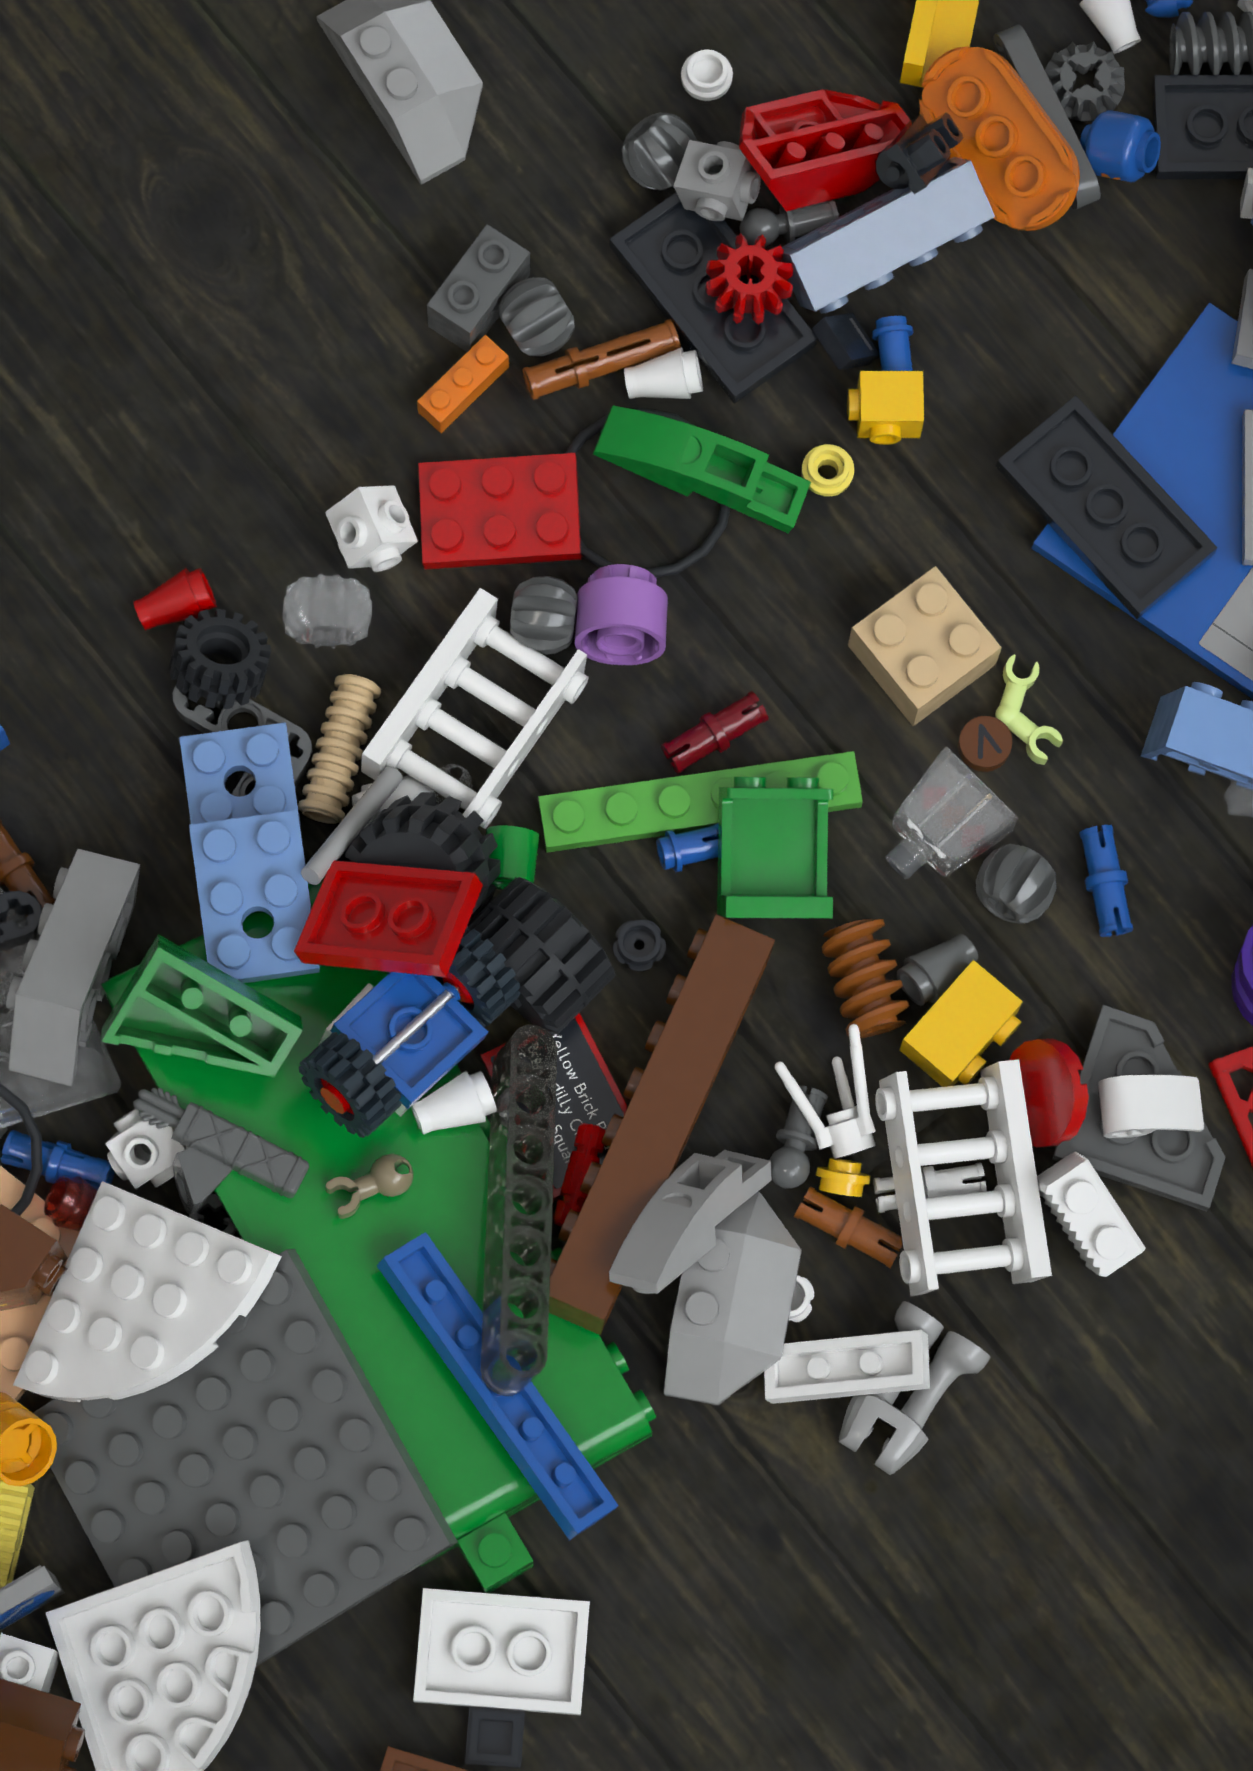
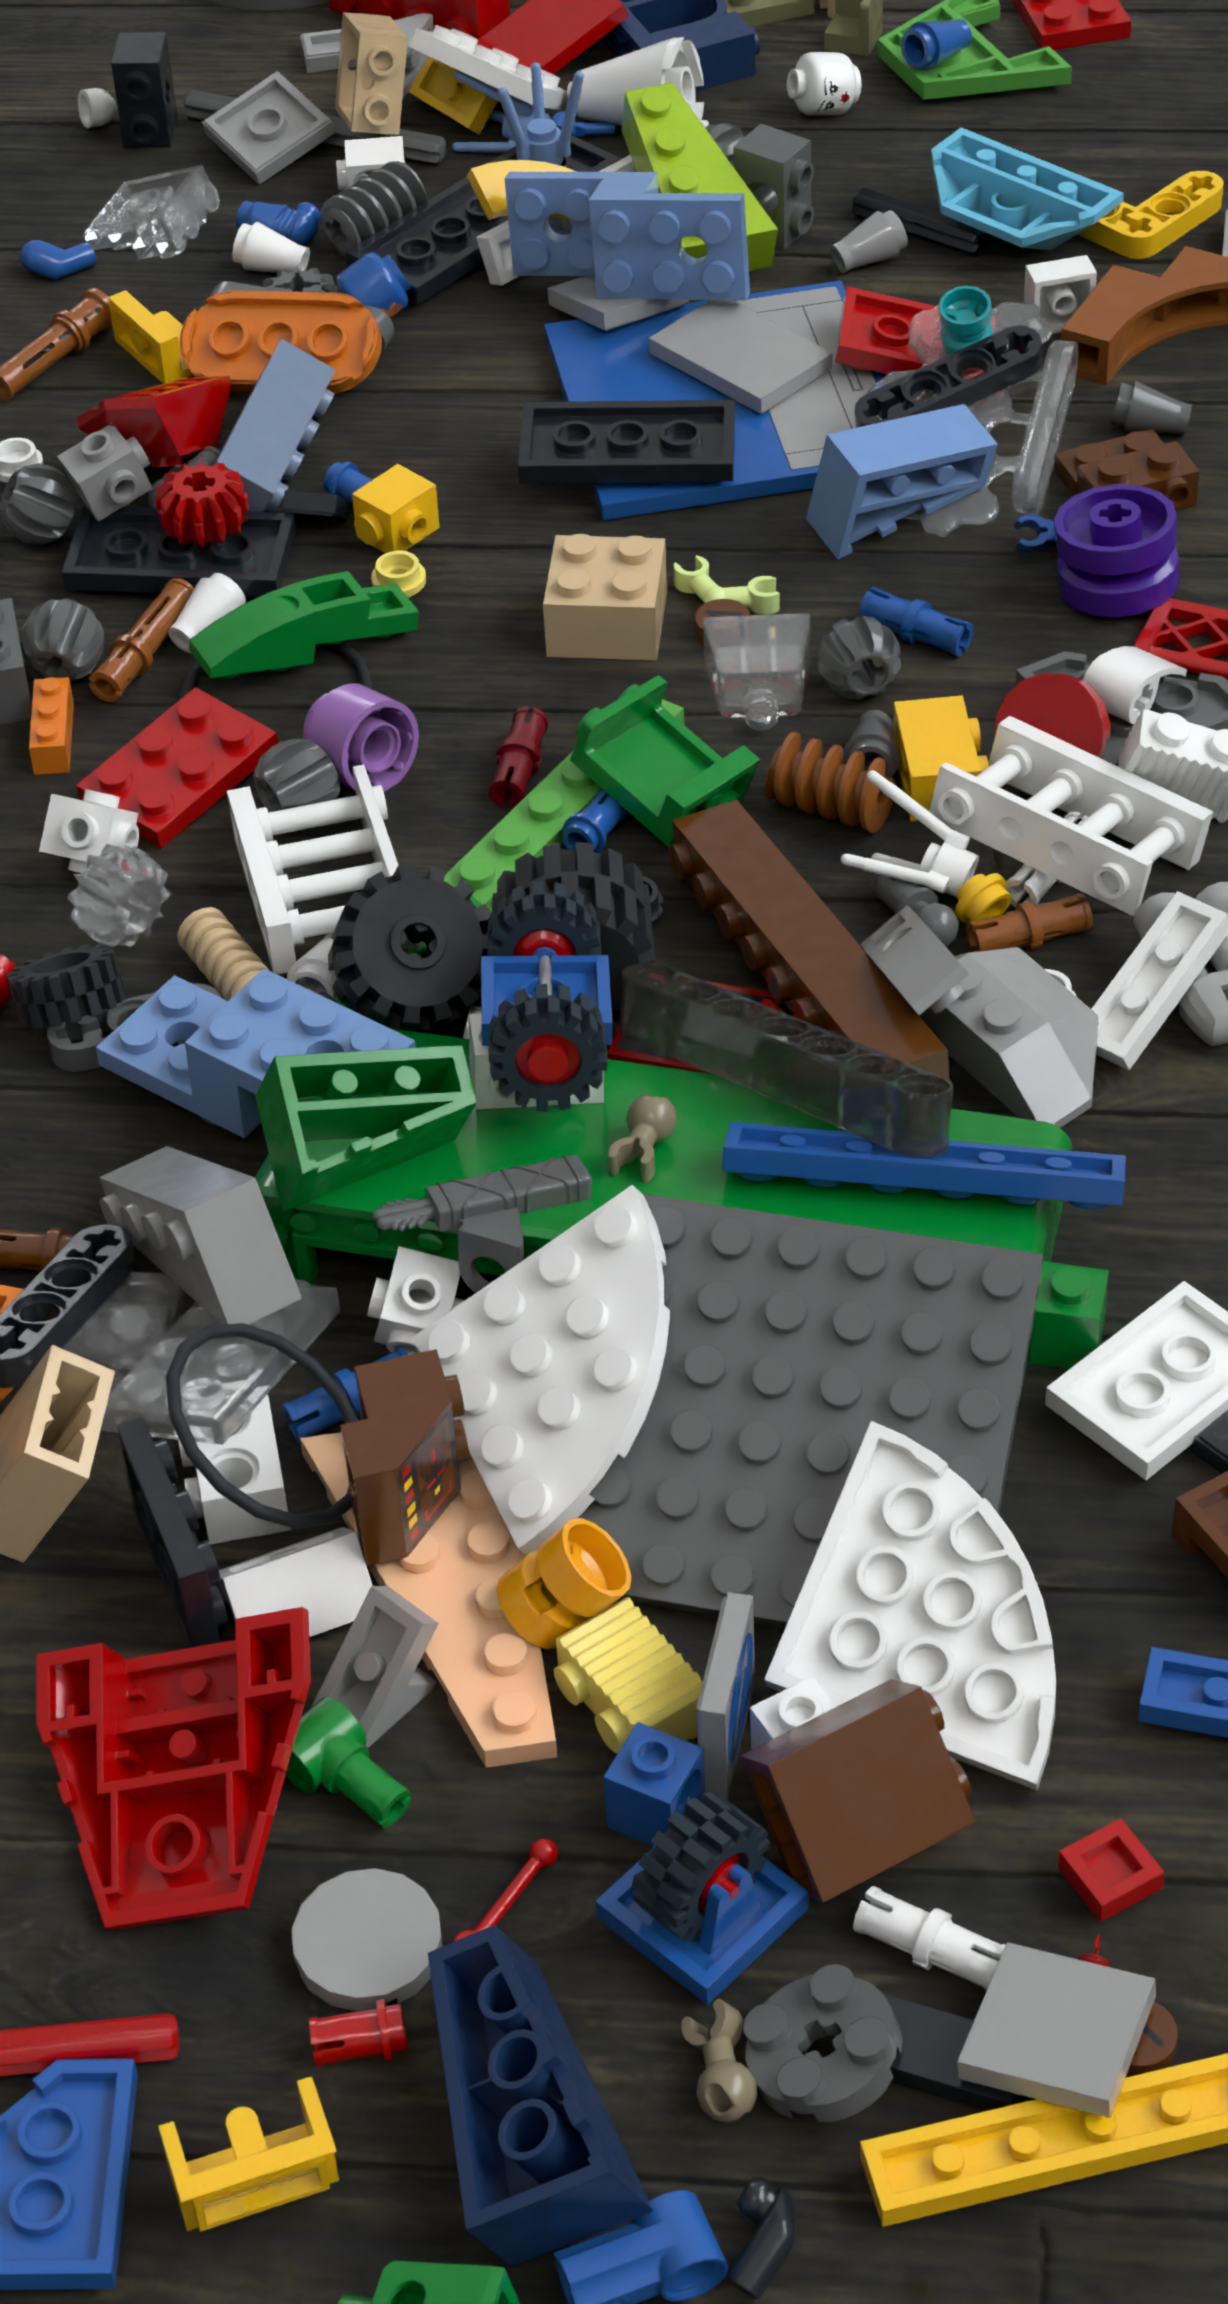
camera: 40 degrees left, 30 degrees down
(351, 825) = (319, 963): light grey bar -> none
(388, 918) = (436, 940): red plate -> none
(455, 1104) = (639, 1049): white cone -> none
(918, 153) = (237, 360): black hips -> none

